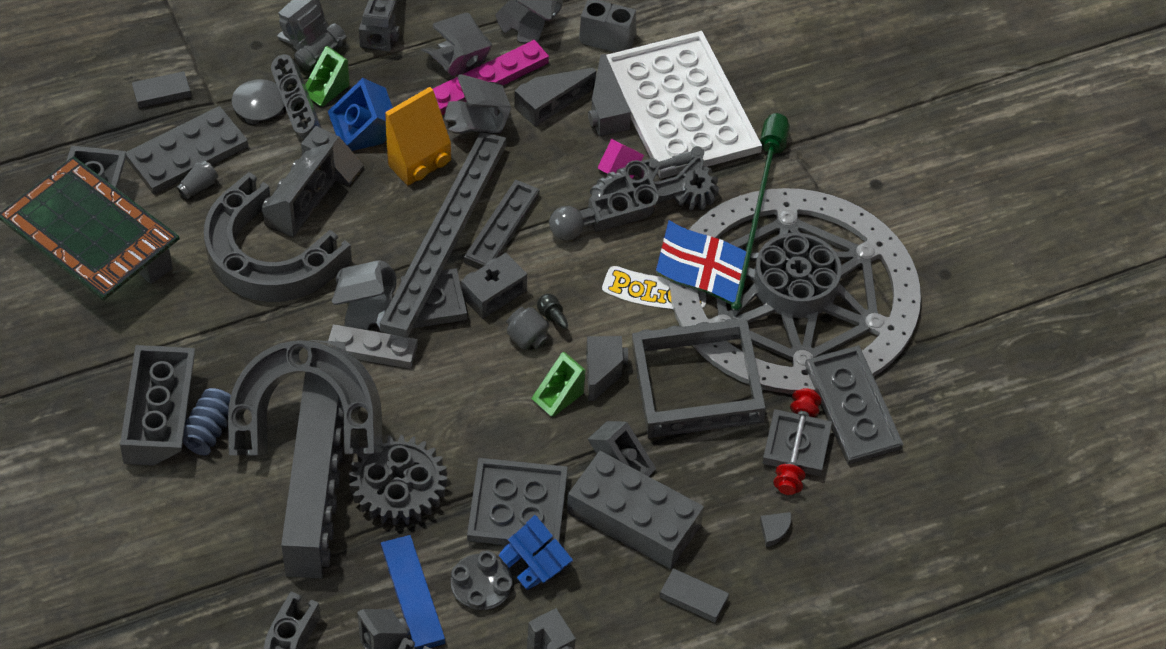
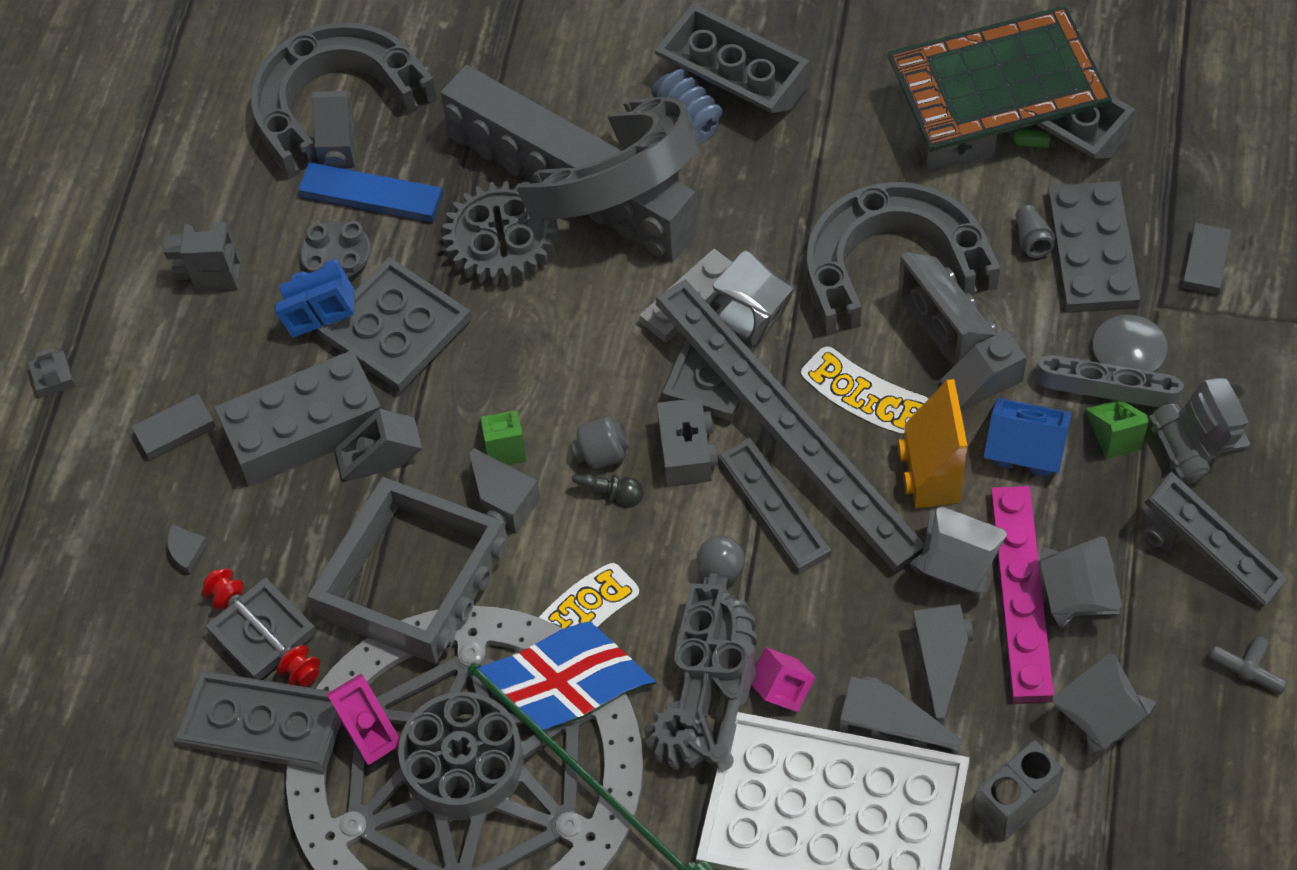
camera: 130 degrees right, 5 degrees up
(383, 220) = (861, 391): none -> sticker
(815, 336) = (364, 719): none -> dark pink slope

